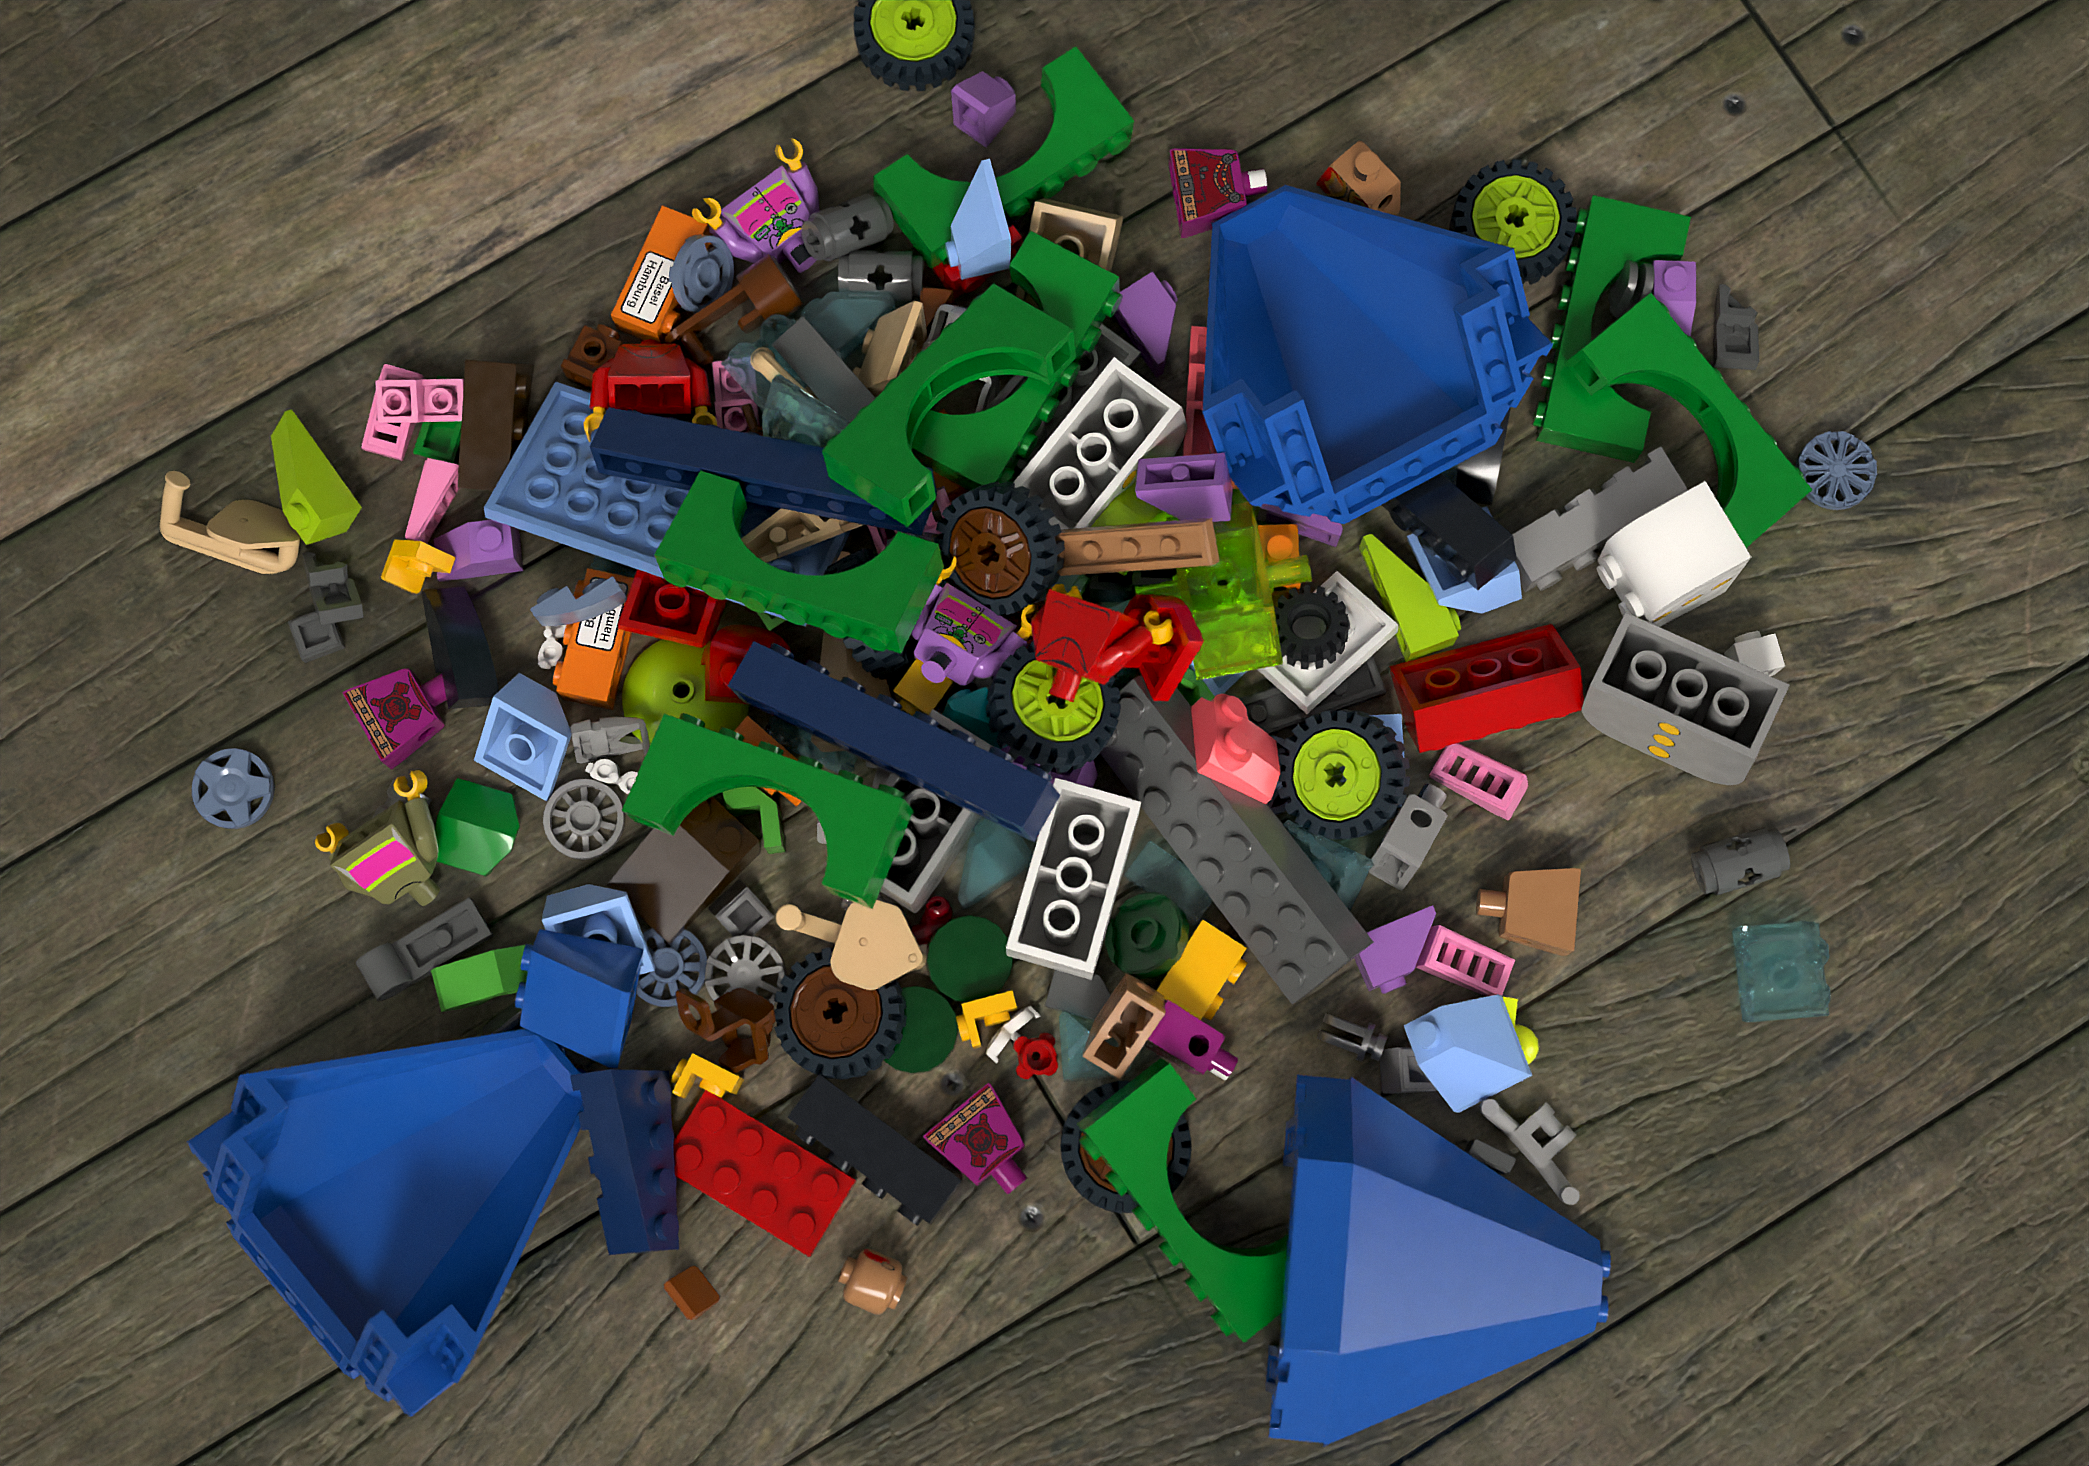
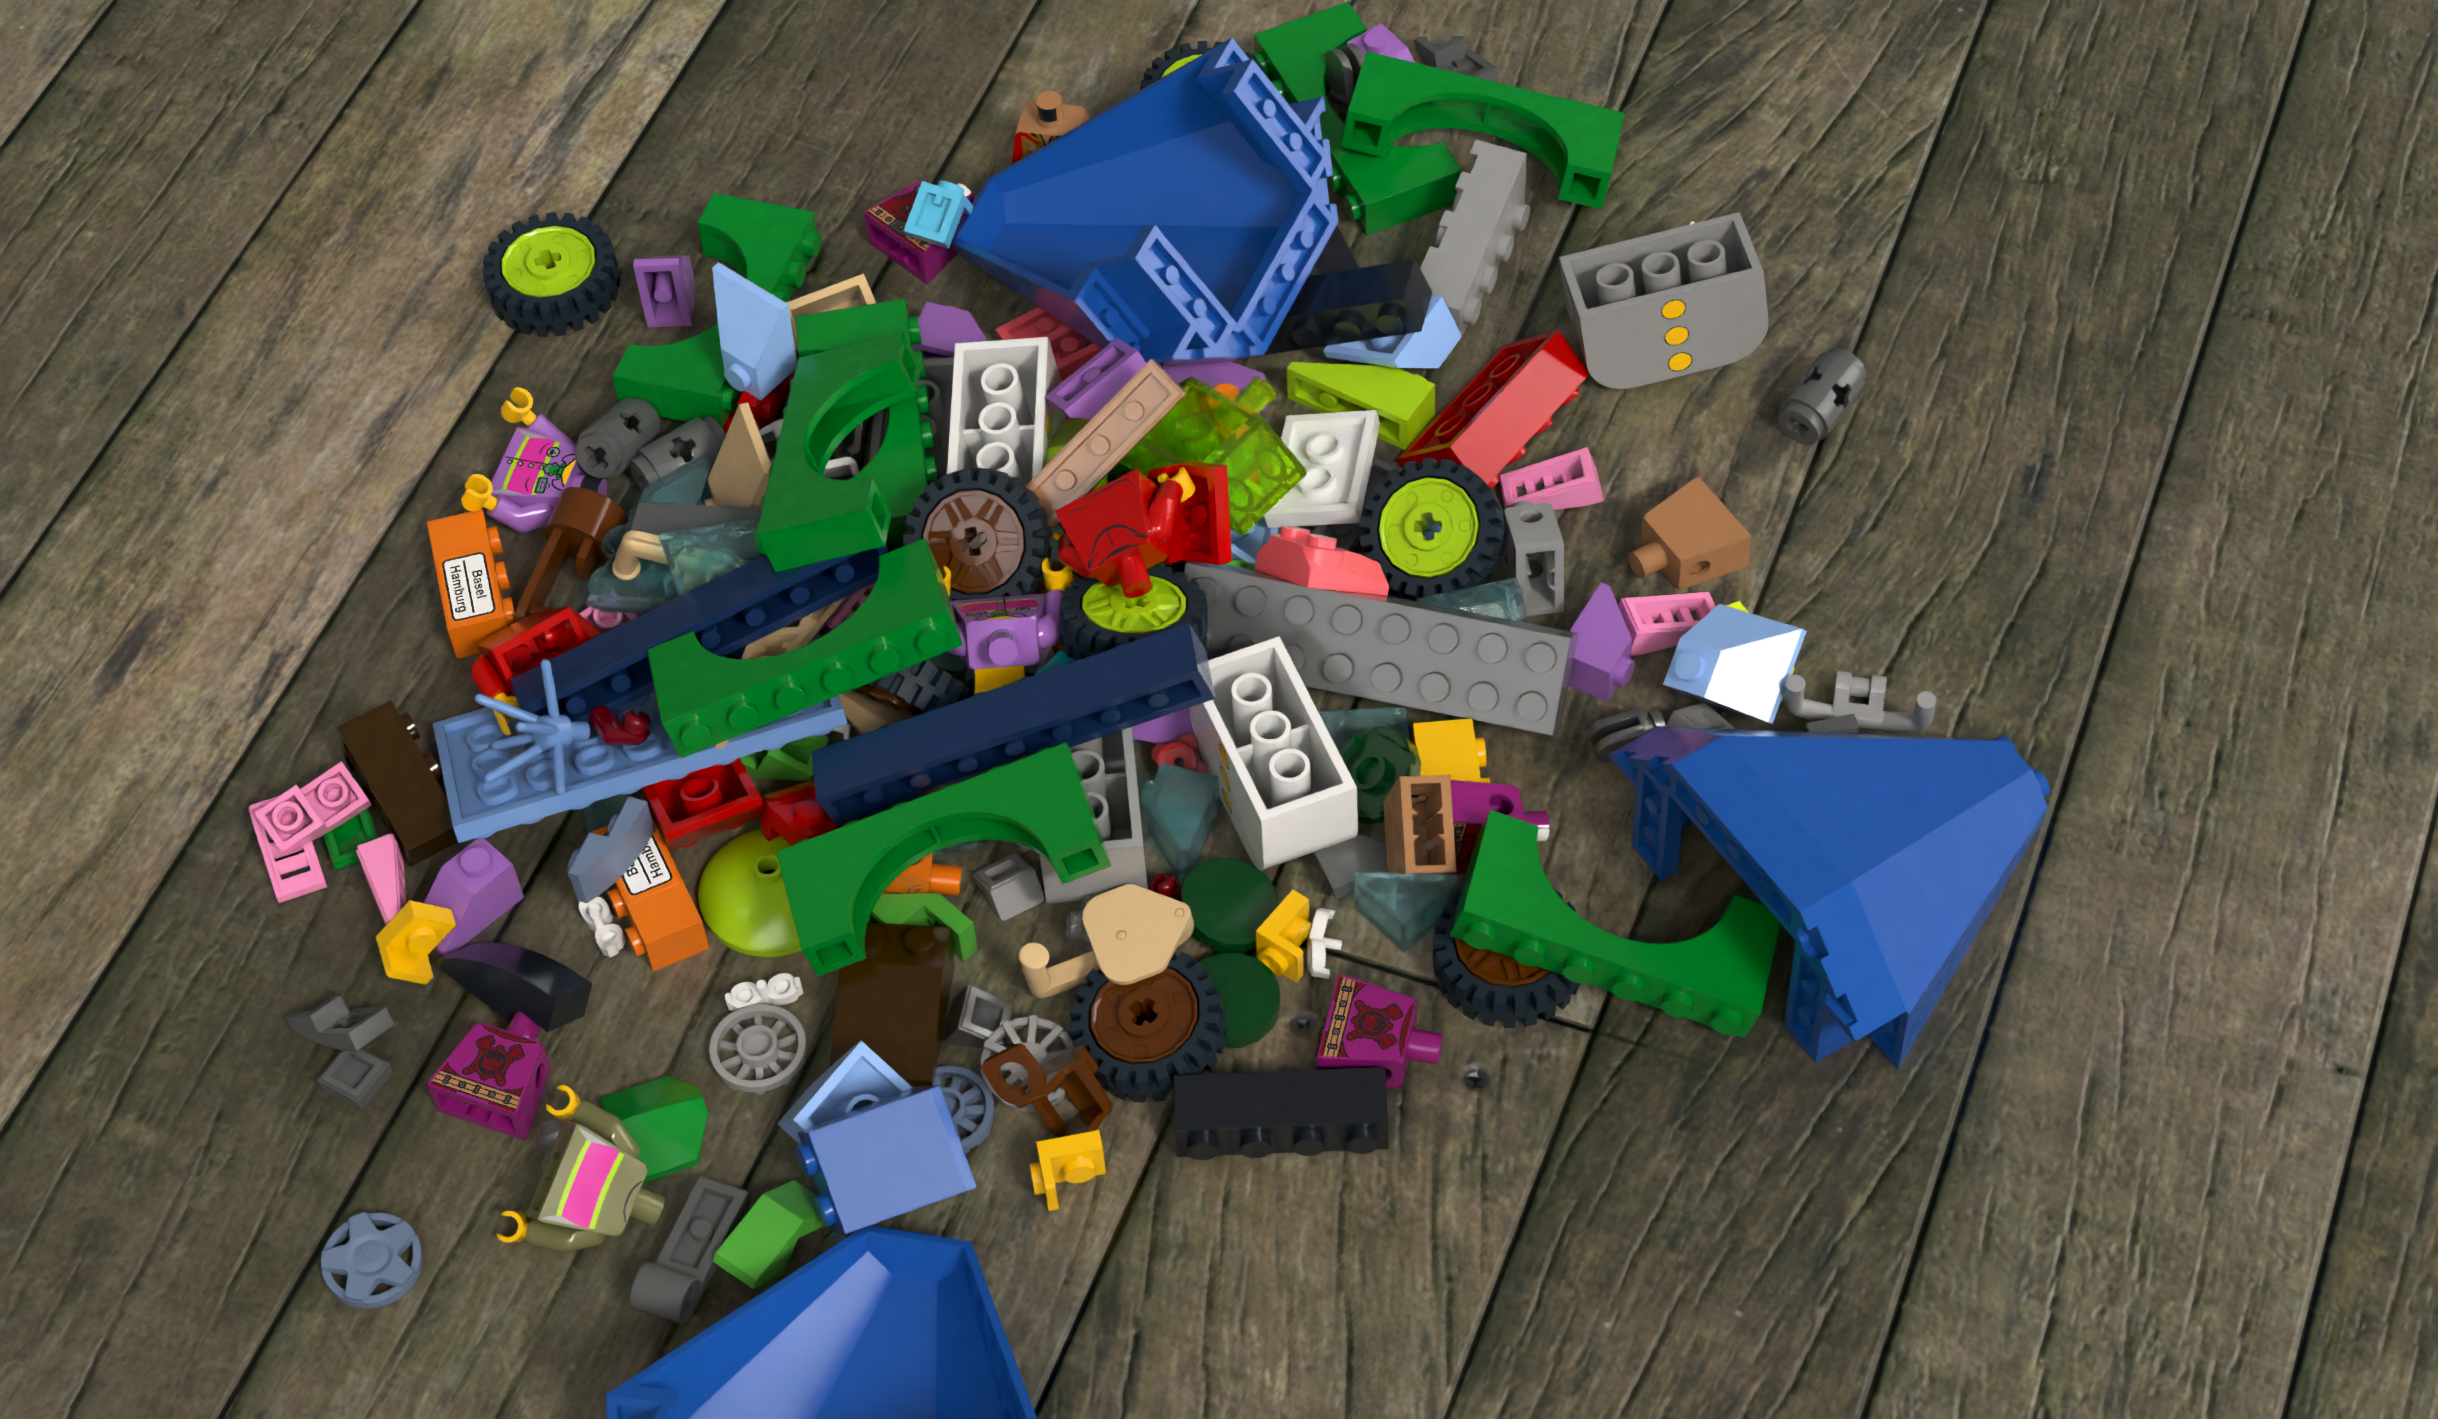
camera: 35 degrees left, 25 degrees down
(232, 534) = (198, 1064): tan piece -> none
(309, 486) = (247, 947): lime slope -> none
(525, 736) = (647, 1012): light blue slope -> none
(579, 365) = (452, 678): reddish brown brick -> none
(600, 478) = (547, 731): none -> medium blue plant
(607, 738) = (722, 965): light grey piece -> none
(632, 1157) = (1055, 1267): dark blue wedge -> none
(647, 510) = (615, 732): none -> dark red arm
(692, 1292) = (1211, 1362): dark orange slope -> none
(698, 272) = (507, 548): sand blue wheel -> none
(759, 1173) = (1186, 1217): red plate -> none
(872, 1281) = (1377, 1217): medium nougat head -> none
(1046, 1062) = (1366, 930): red plate -> none
(1215, 199) = (937, 213): none -> medium azure bracket
(1315, 605) = (1326, 446): black tyre -> none
(1673, 558) = (1559, 194): white brick -> none
(1781, 971) = (1934, 450): clear light blue slope -> none
(1836, 470) = (1633, 100): sand blue wheel -> none

